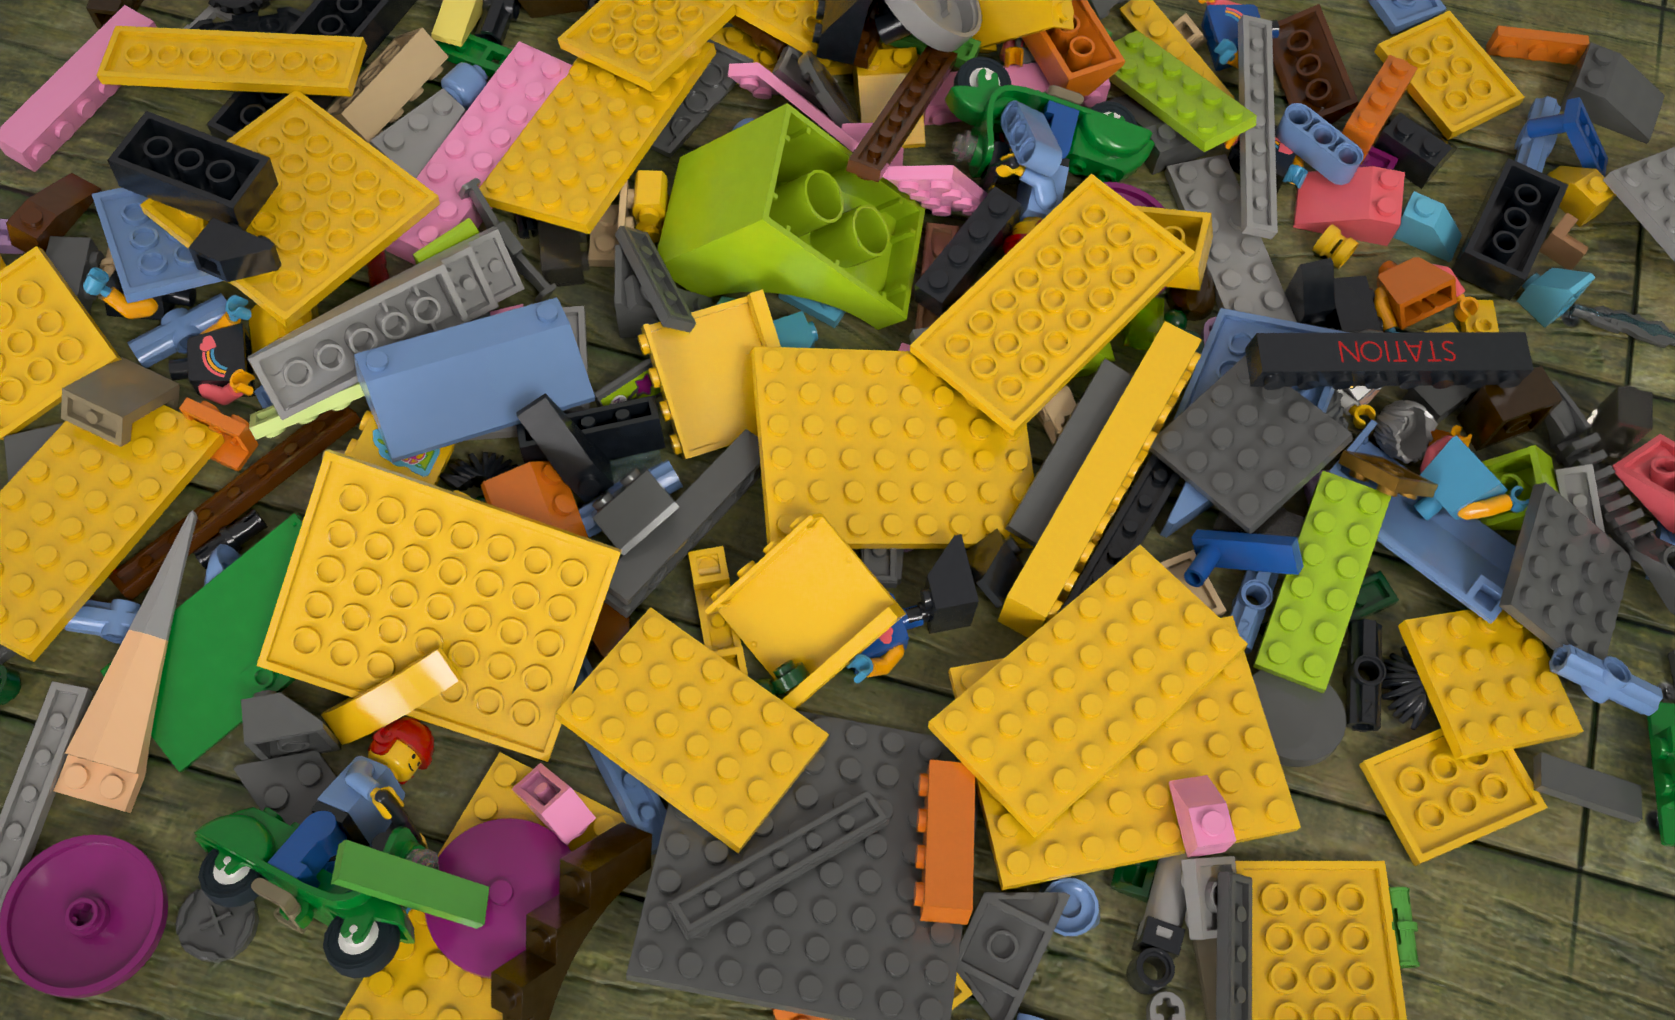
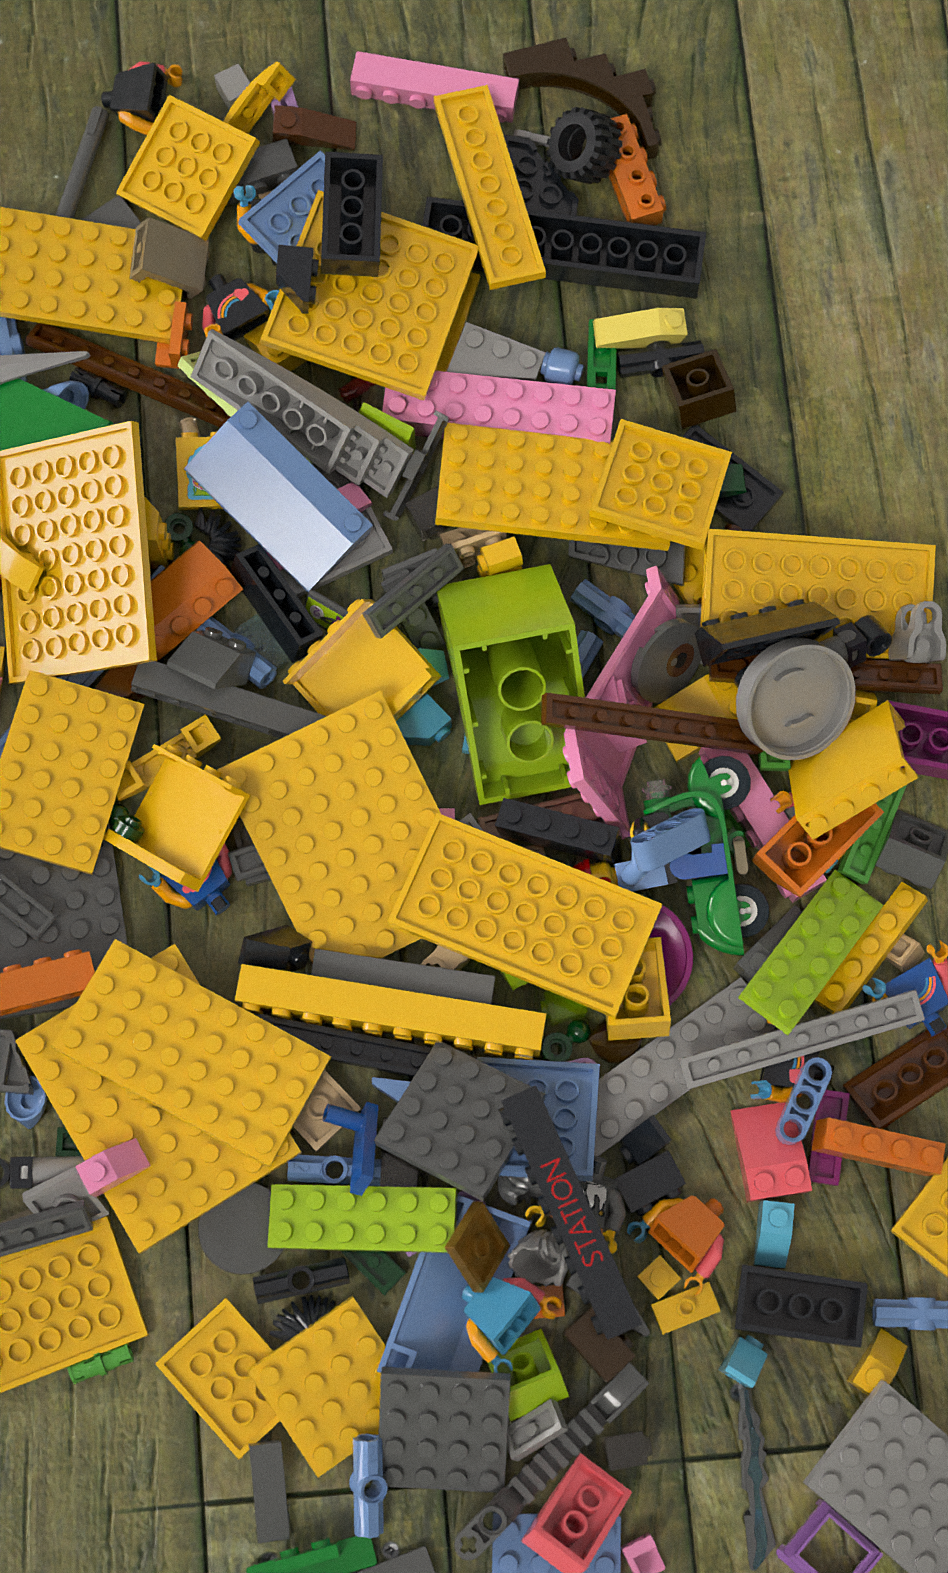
camera: 75 degrees right, 10 degrees up
(175, 330) = (248, 266): medium blue piece -> none
(389, 83) = (535, 308): tan slope -> none
(567, 448) = (244, 591): black slope -> none
(949, 591) = (245, 917): black slope -> none
(1329, 242) = (716, 1144): yellow wheel -> none
(1417, 148) = (865, 1200): black slope -> none
(1563, 247) = (813, 1368): medium nougat panel -> none
(1579, 130) = (923, 1347): blue piece -> none

